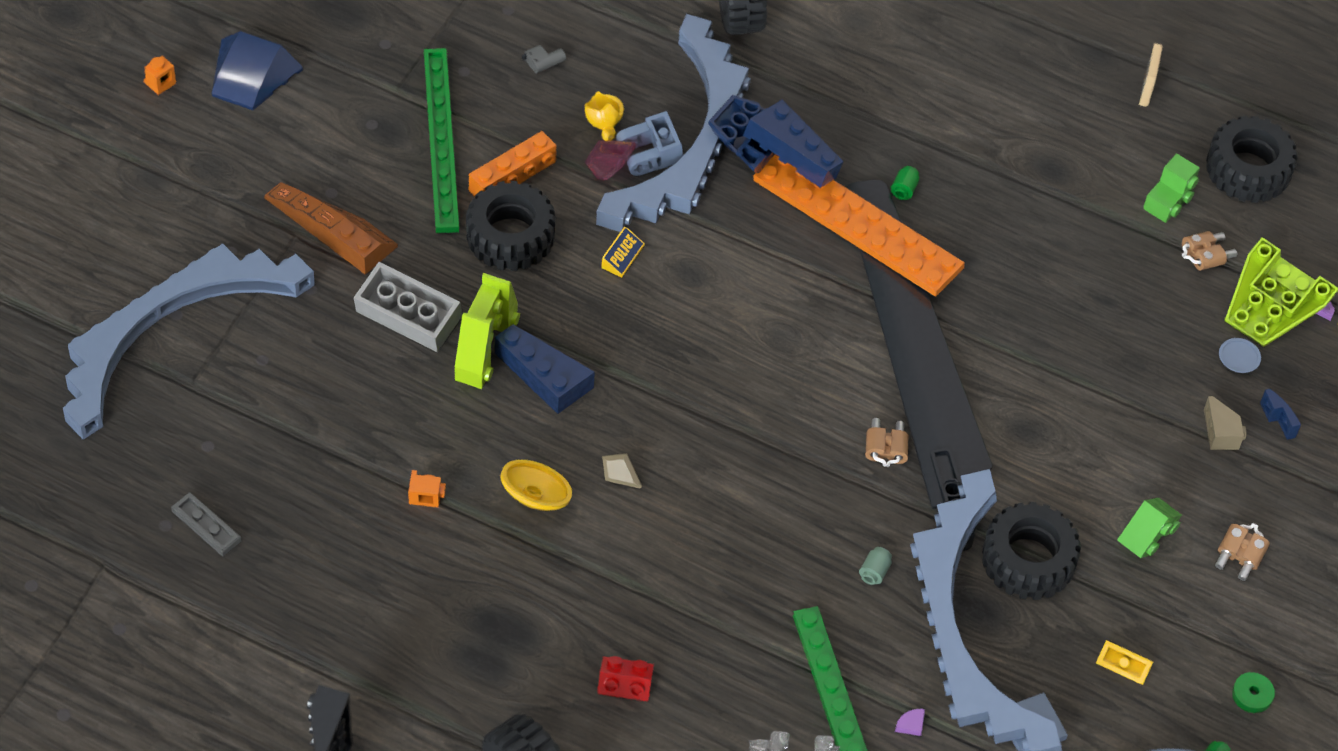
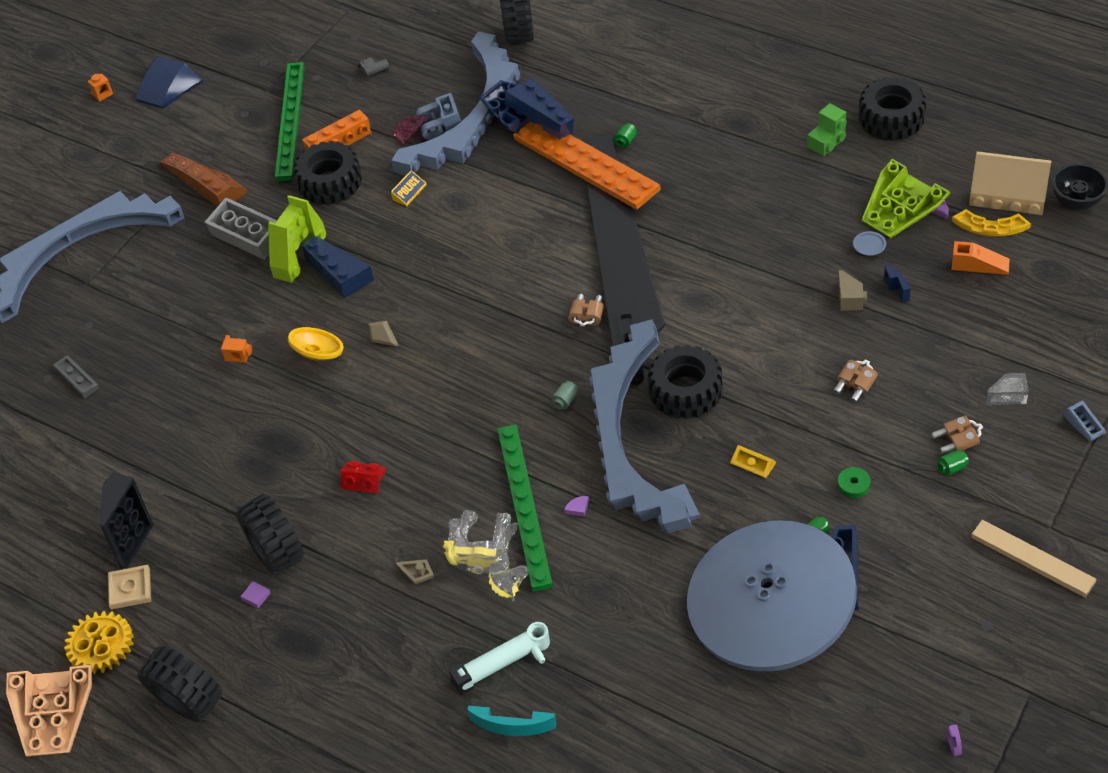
camera: 15 degrees right, 5 degrees down
(604, 113) = (409, 98): yellow hair -> none
(1148, 525) = (779, 361): brick -> none
(1151, 74) = (820, 55): tan tile -> none
(1205, 251) = (851, 172): medium nougat piece -> none

